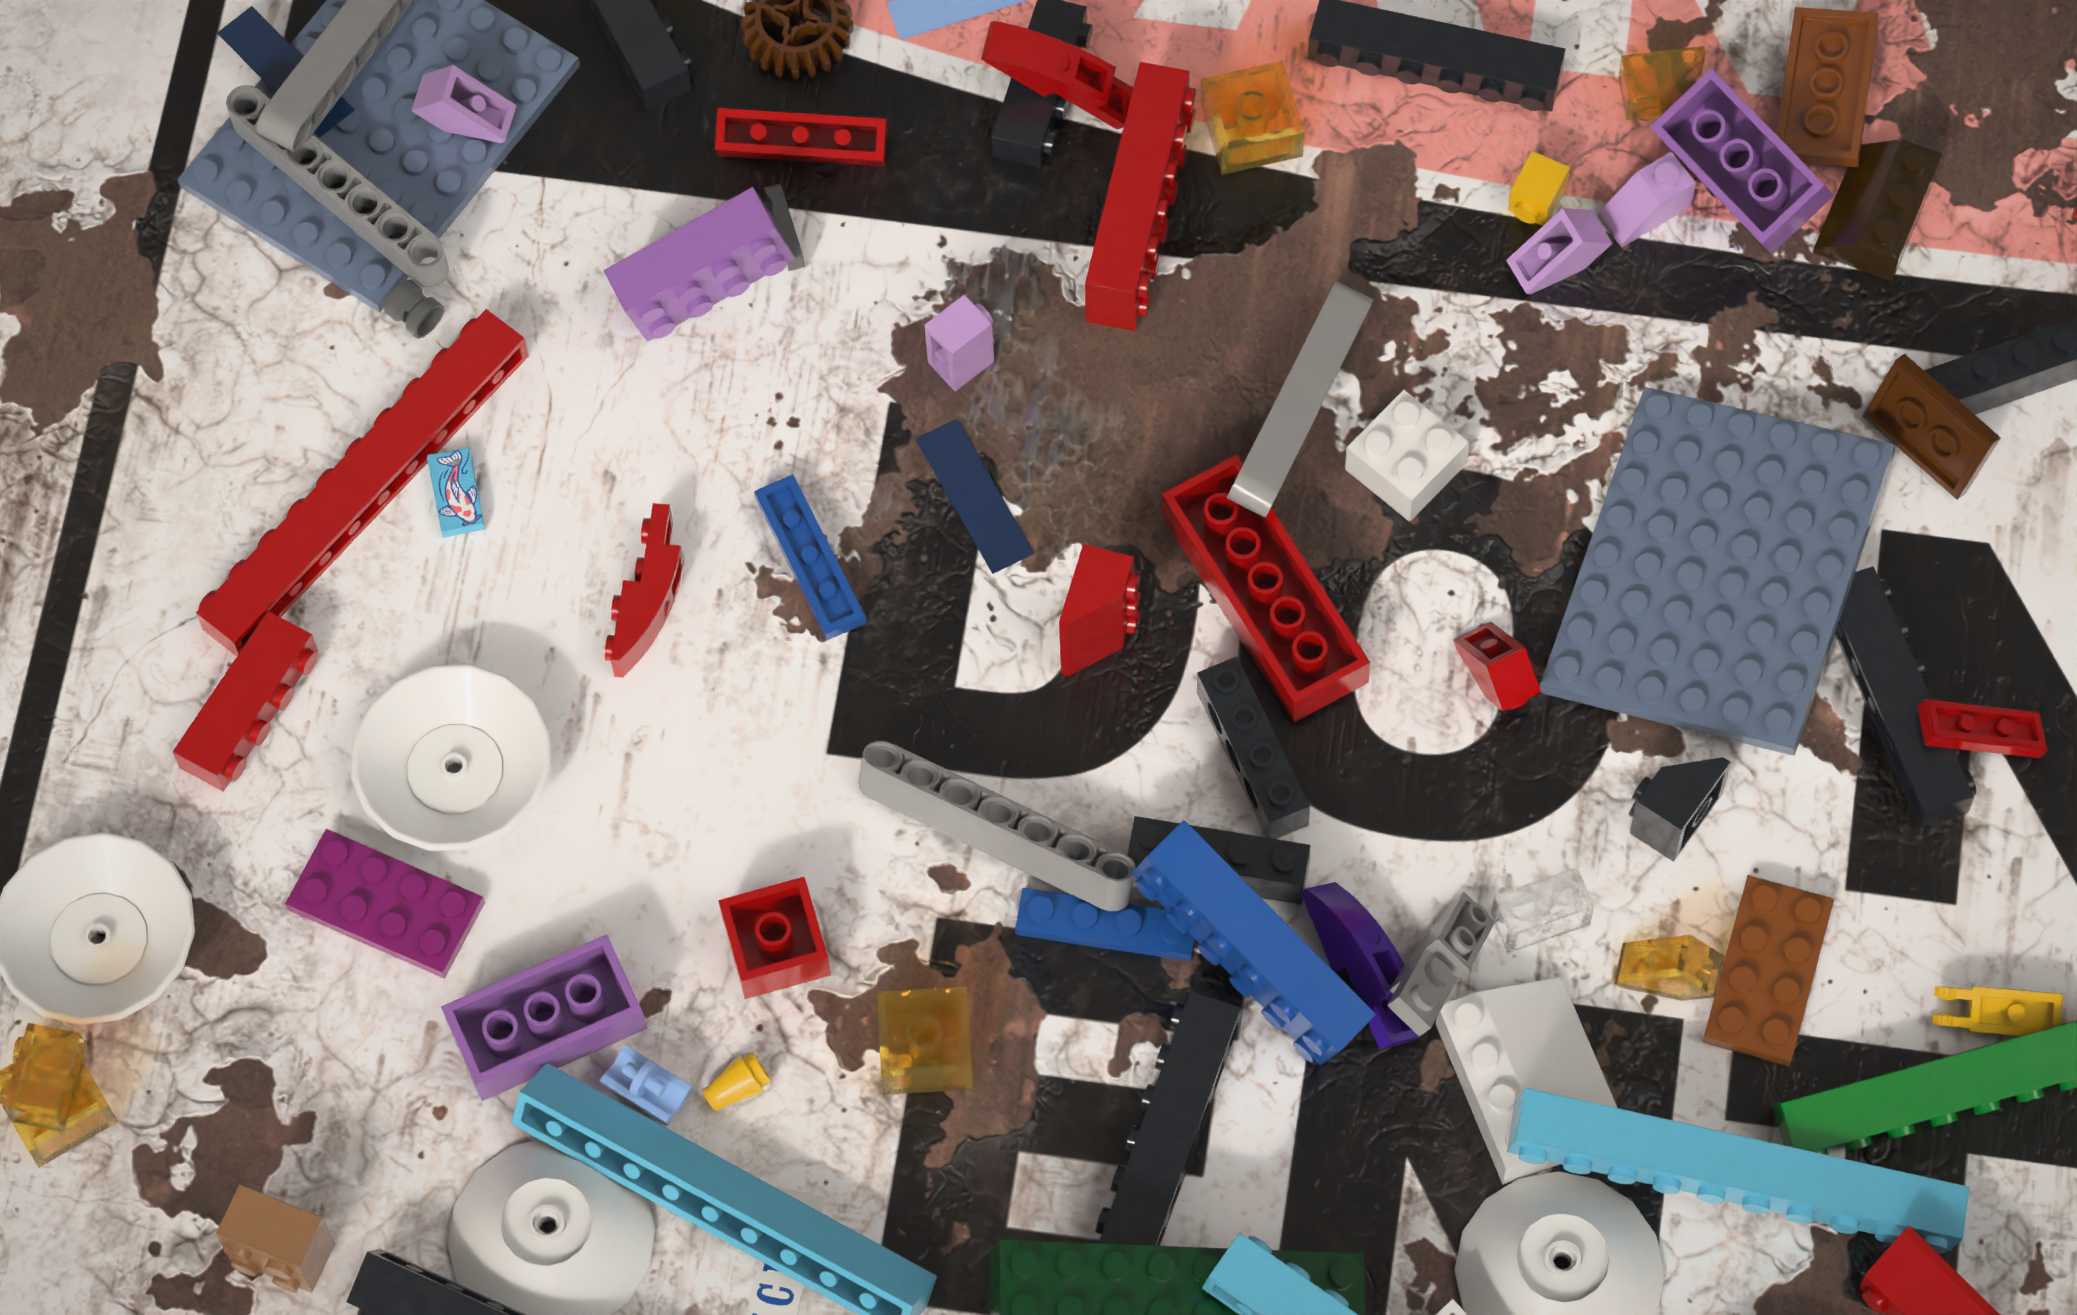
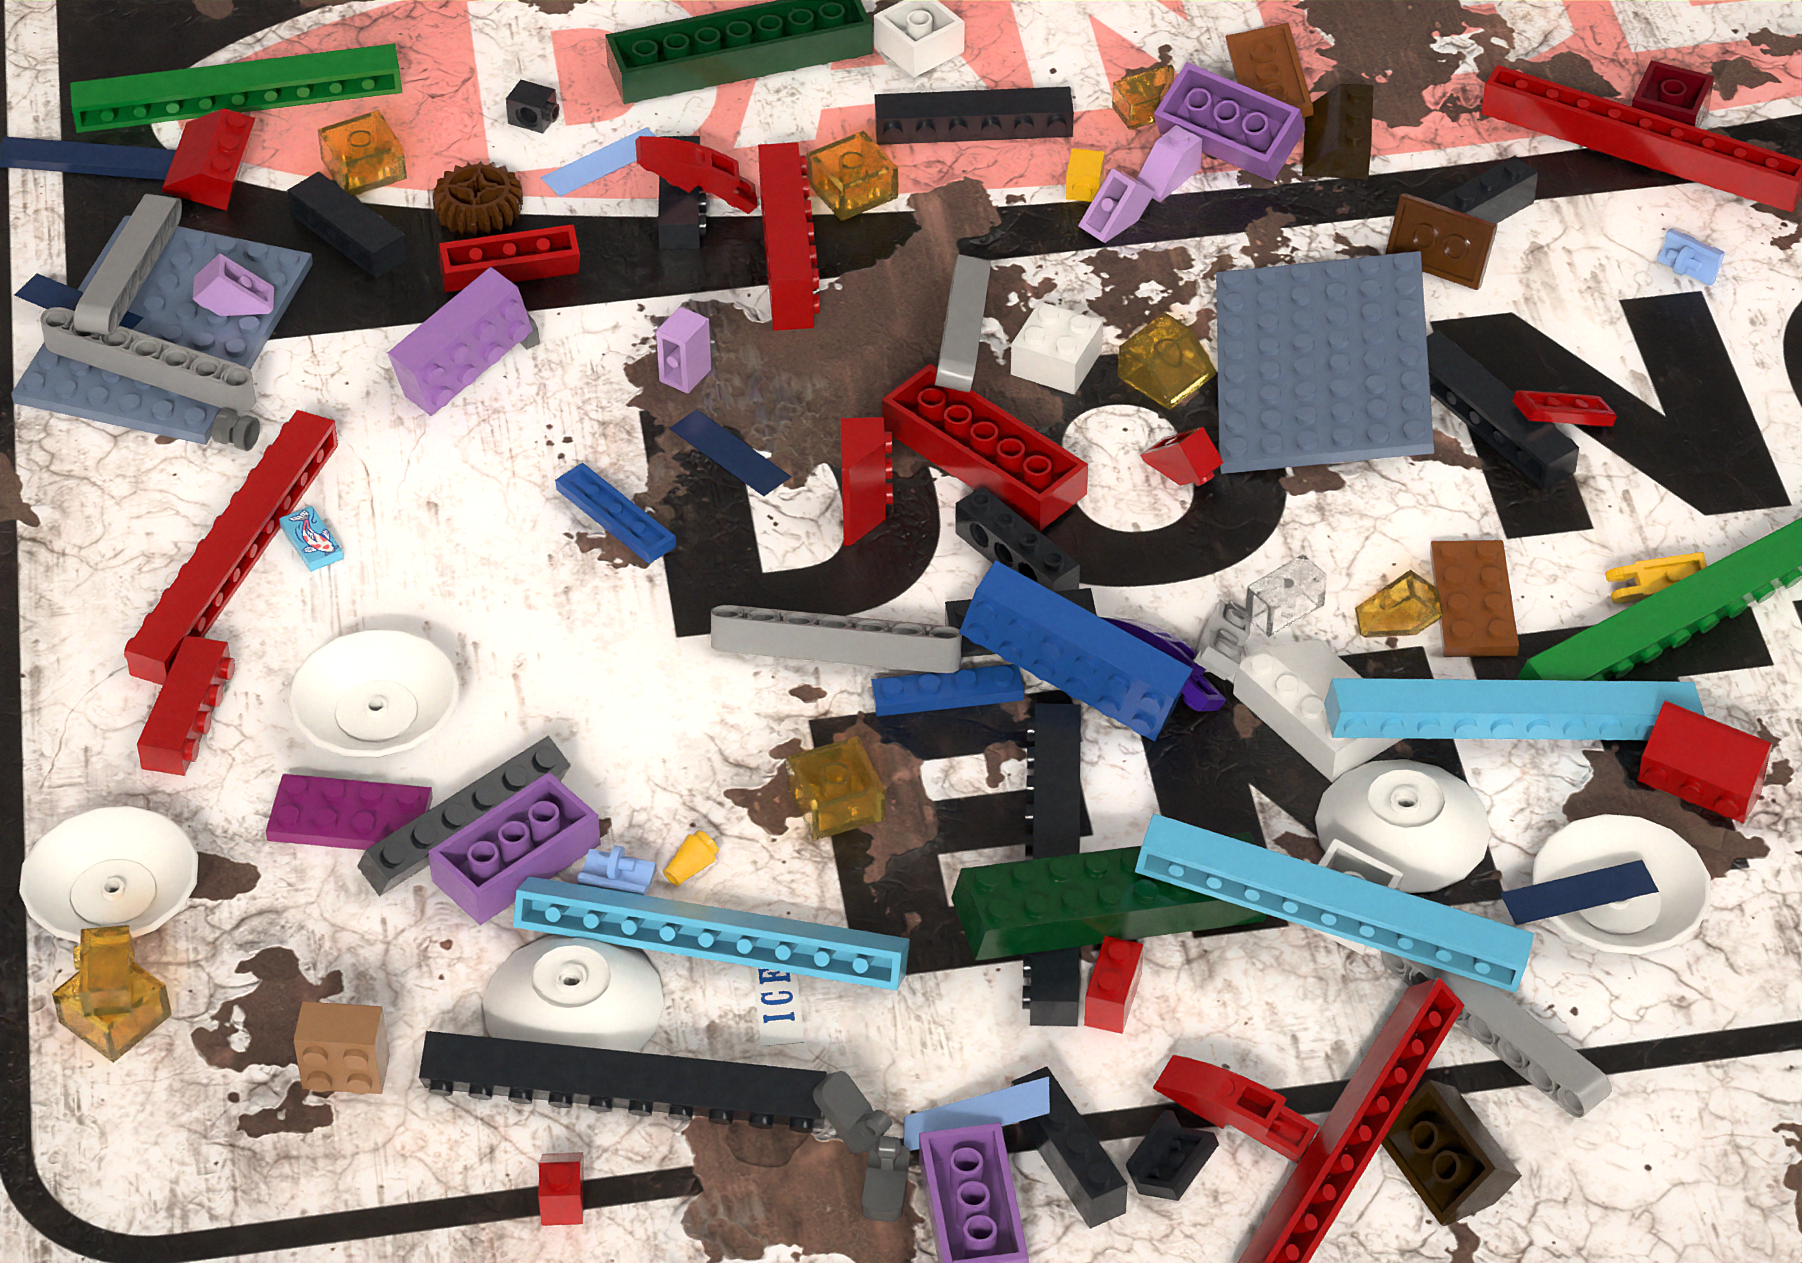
camera: 20 degrees left, 20 degrees down
(501, 955) = (407, 849): none -> black brick
(649, 599) = (493, 563): red slope -> none
(774, 937) = (685, 751): red brick -> none
(1530, 513) = (1164, 361): none -> clear yellow slope
(1676, 803) = (1358, 502): black slope -> none

